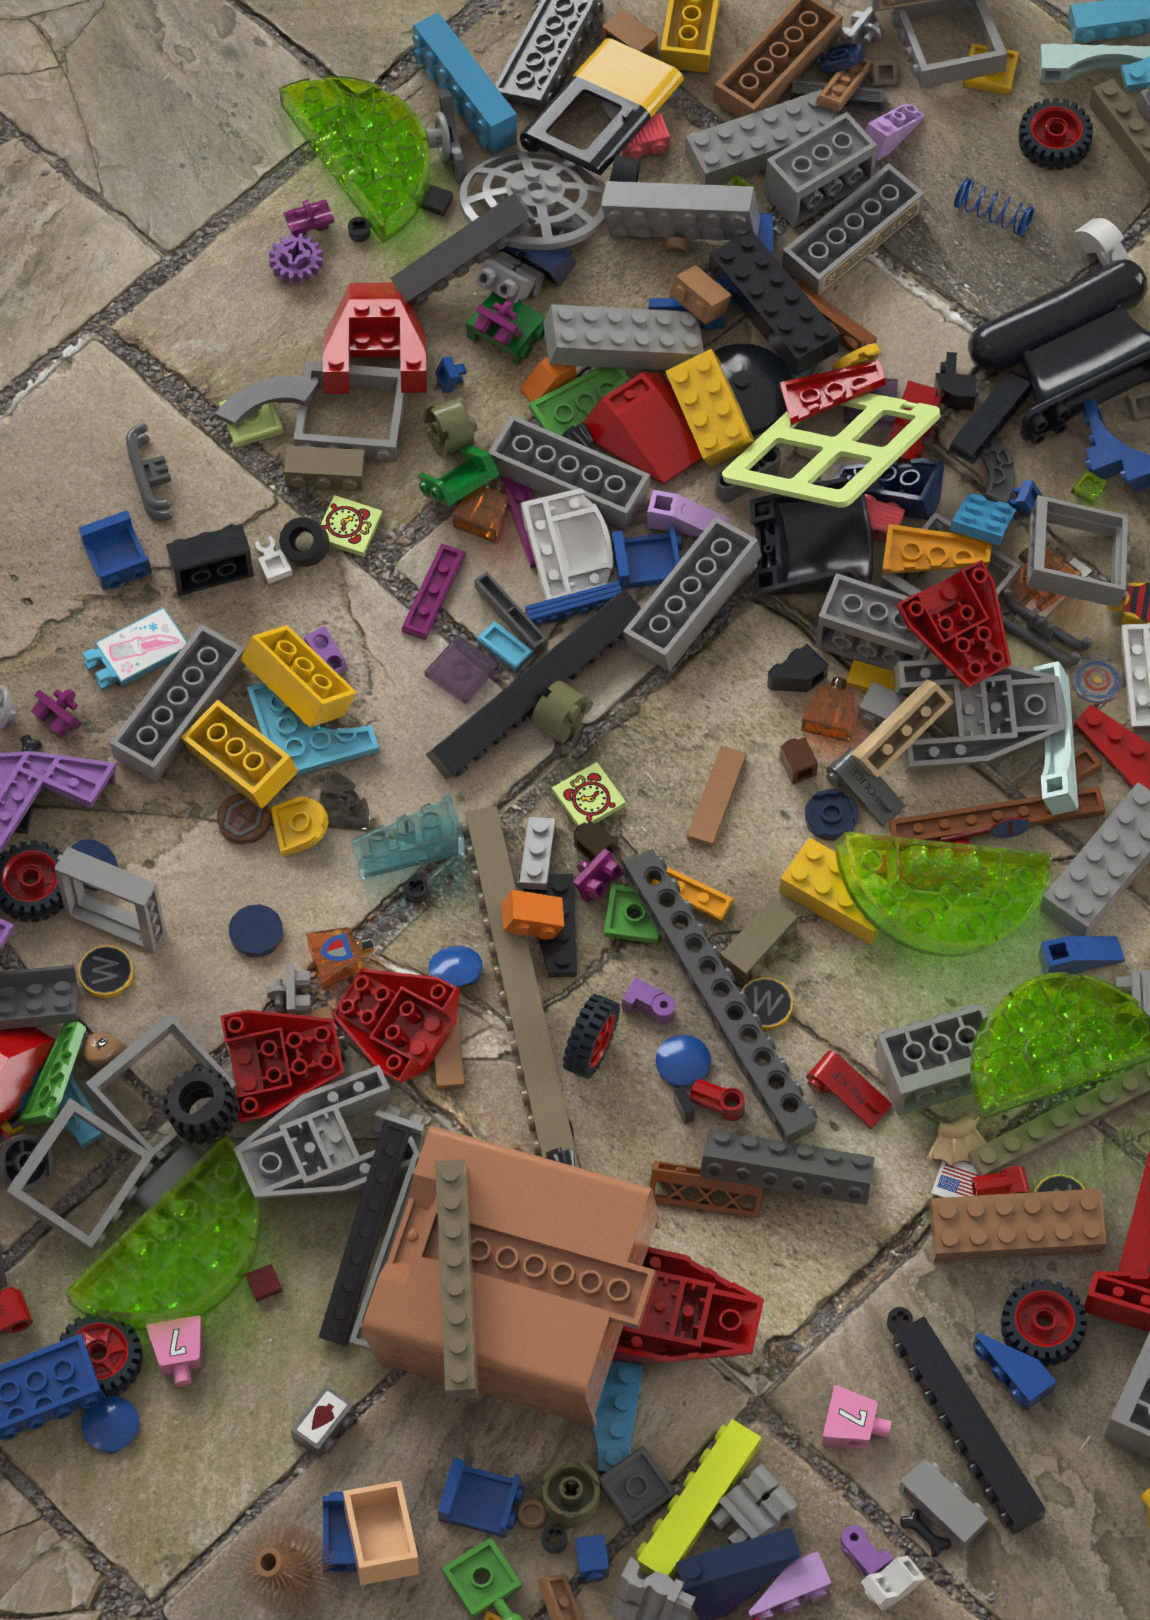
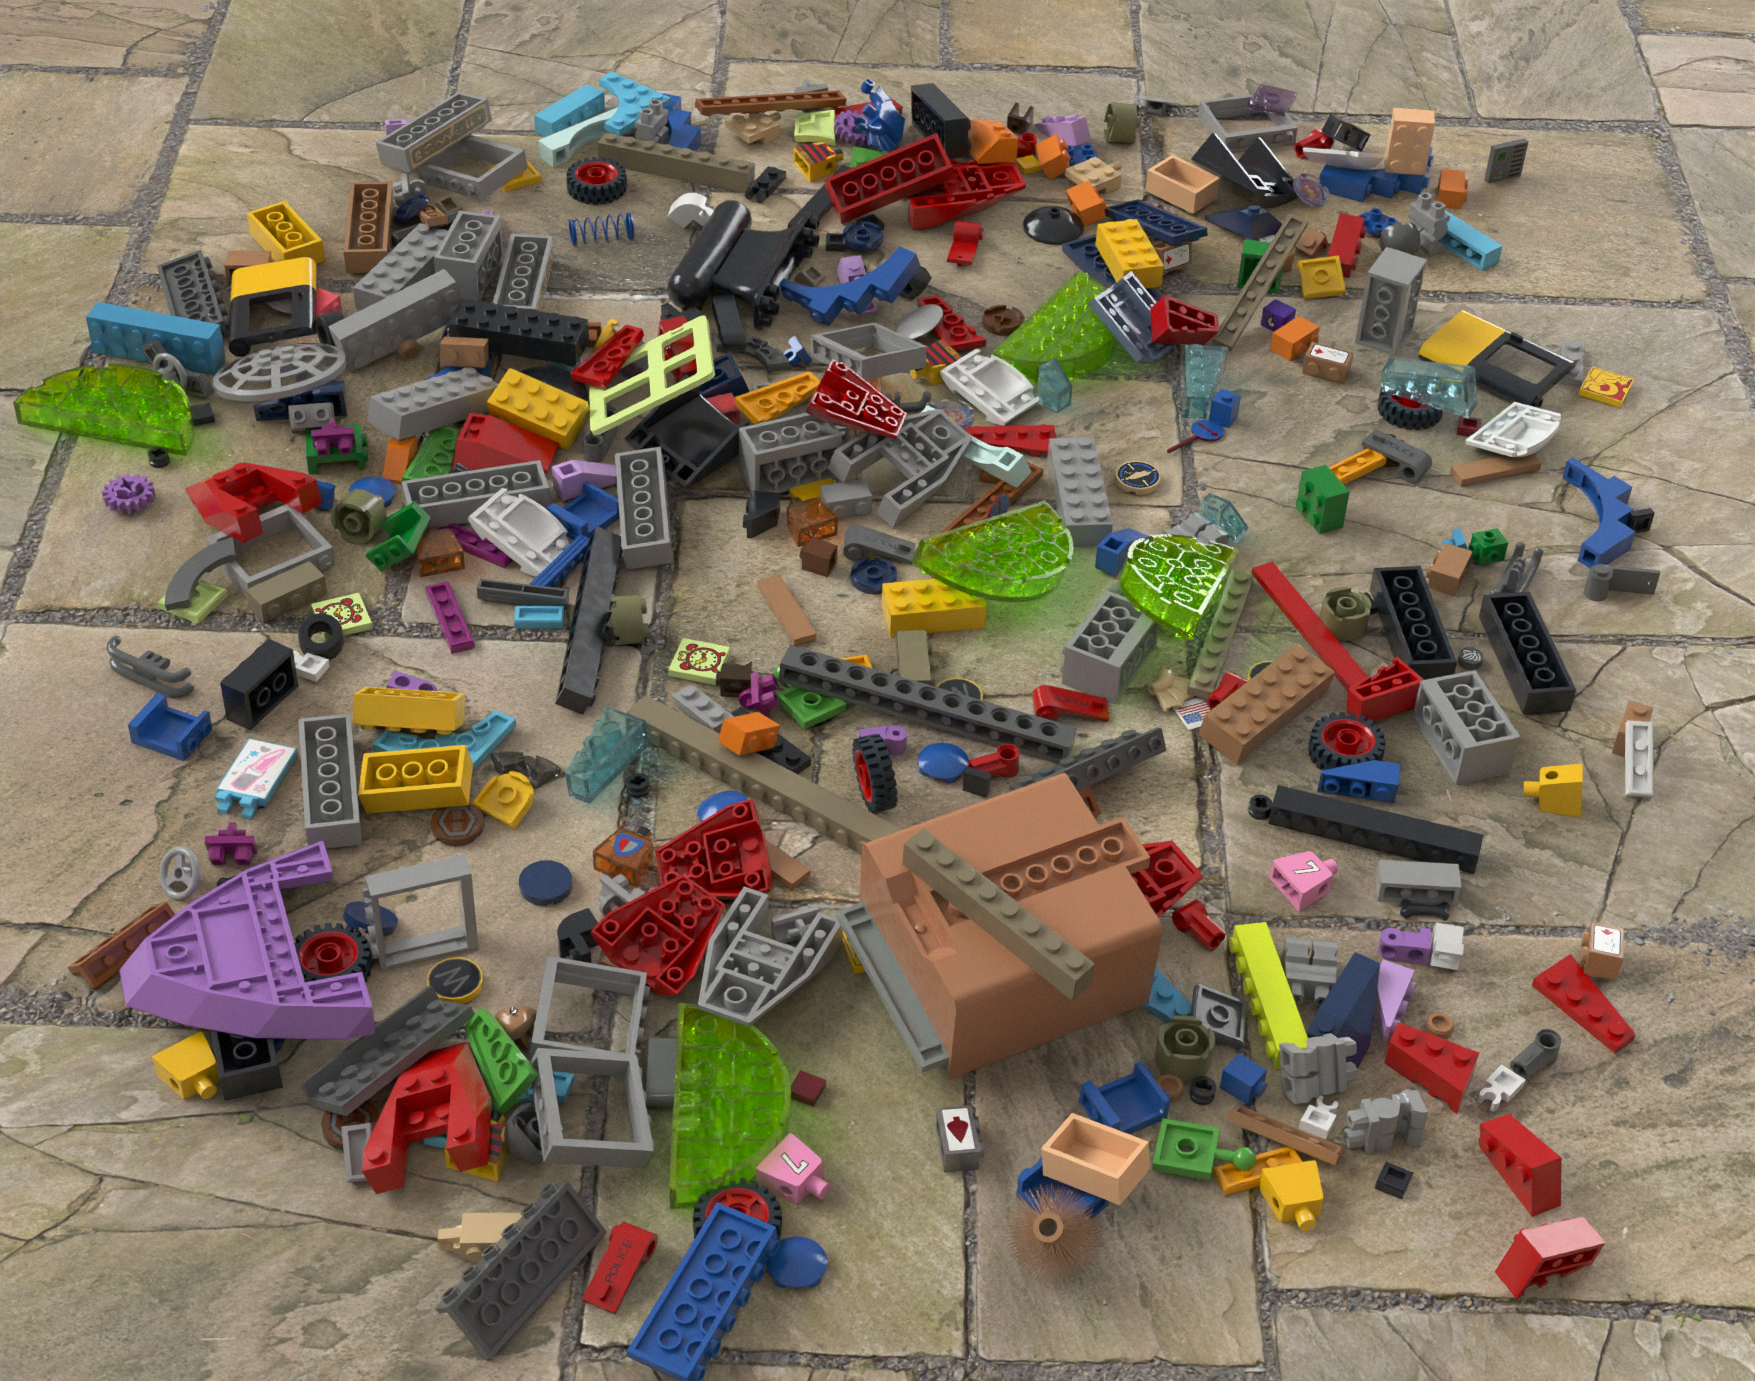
camera: 45 degrees left, 20 degrees down
(211, 1122) = (647, 1009): black tyre -> none
(222, 1000) = (576, 937): none -> black brick
(309, 217) = (115, 463): magenta hips -> none
(364, 1233) = (854, 996): black tile -> none
(461, 669) = (522, 646): clear purple tile -> none
(463, 250) = (265, 408): dark grey brick -> none
(496, 399) = (376, 486): none -> blue dish
(716, 1385) = (1195, 919): none -> red piece
(902, 728) = (877, 486): tan brick -> none
(983, 519) = (788, 368): dark azure plate -> none
(1089, 487) = (828, 325): clear neon green plate -> none

